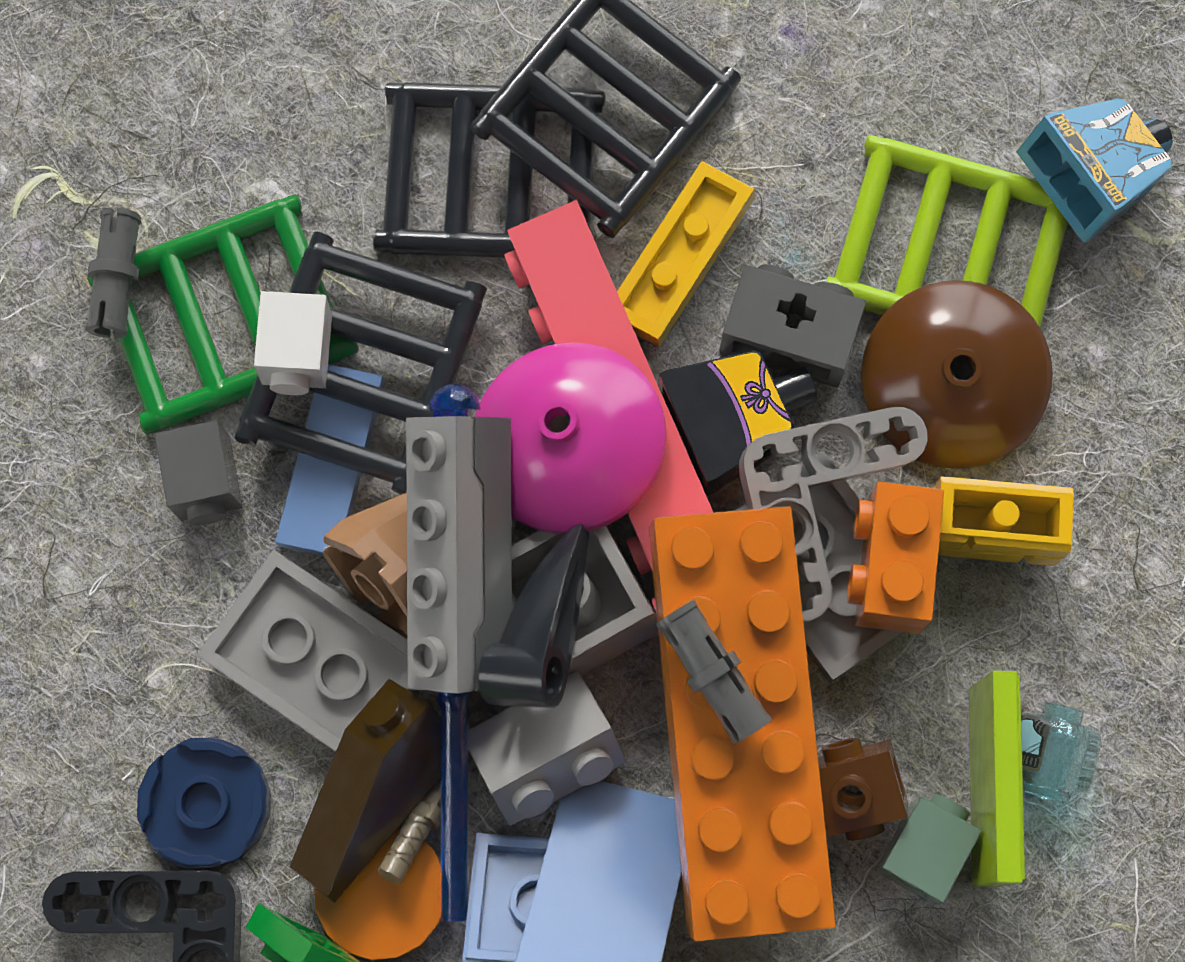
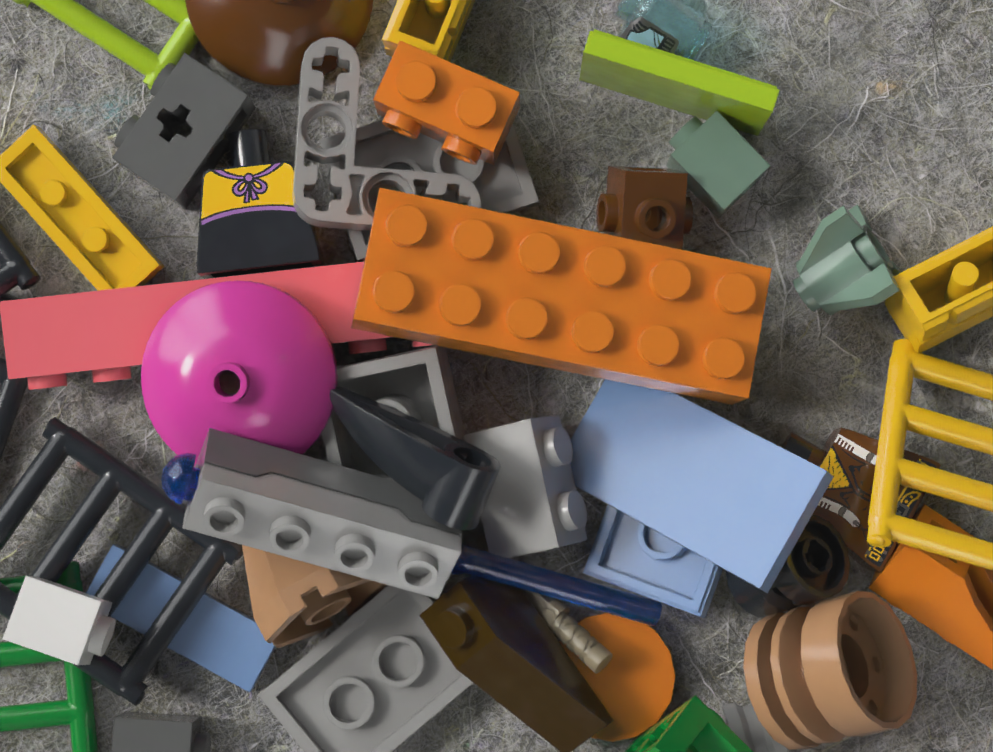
camera: 70 degrees left, 10 degrees up
(713, 672) = (517, 306): dark grey pin -> none

